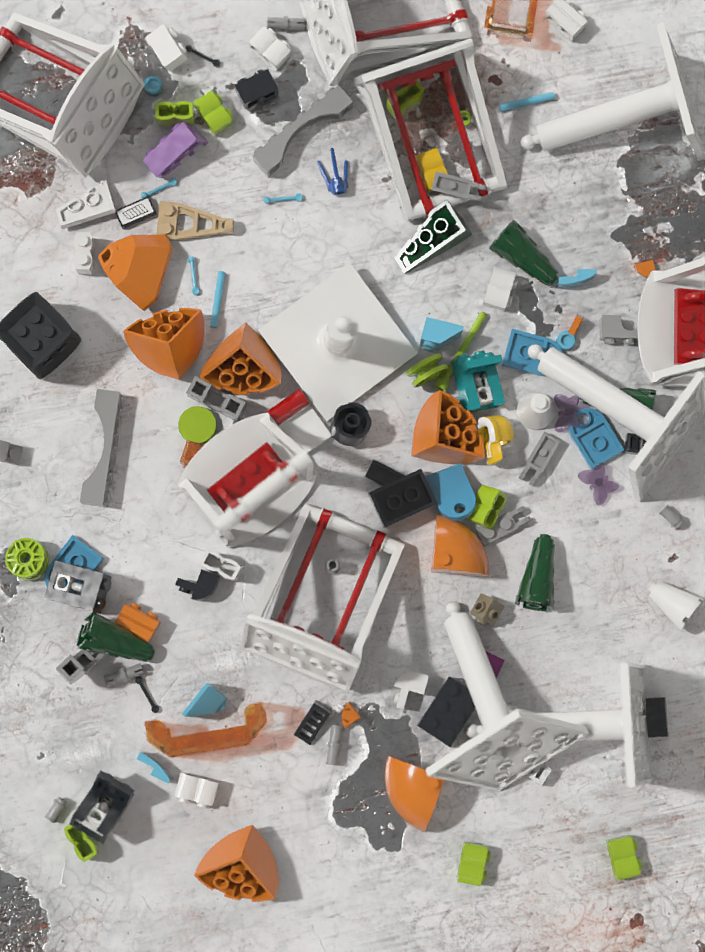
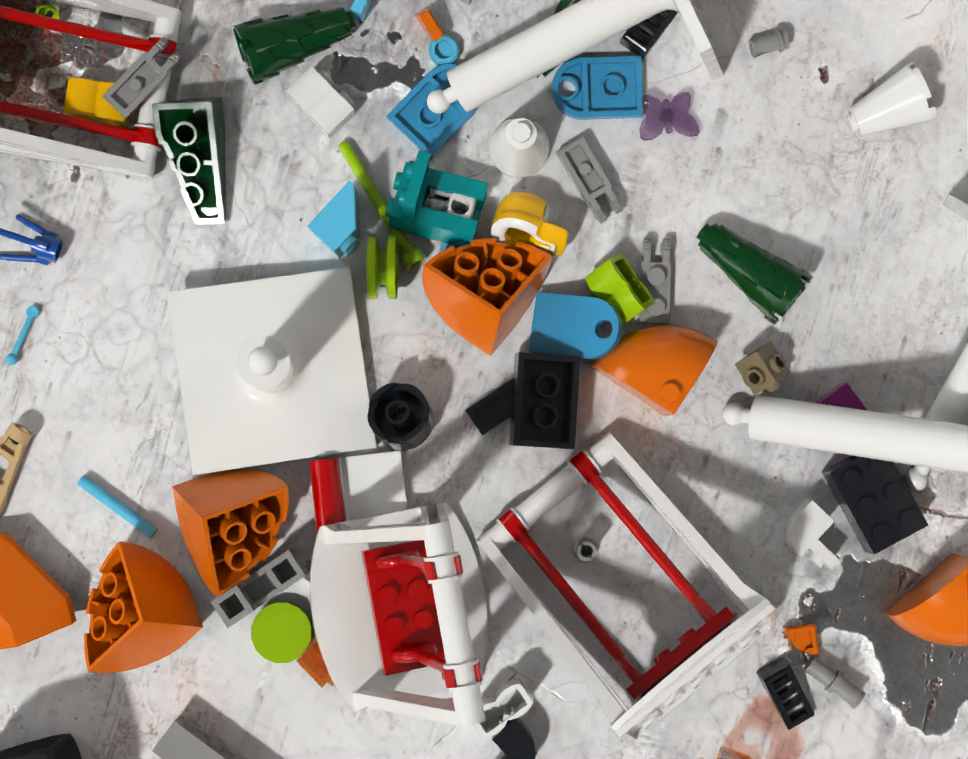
camera: 65 degrees left, 5 degrees up
(195, 290) = (87, 531): medium azure hinge -> none
(569, 417) = (547, 102): clear purple piece -> none

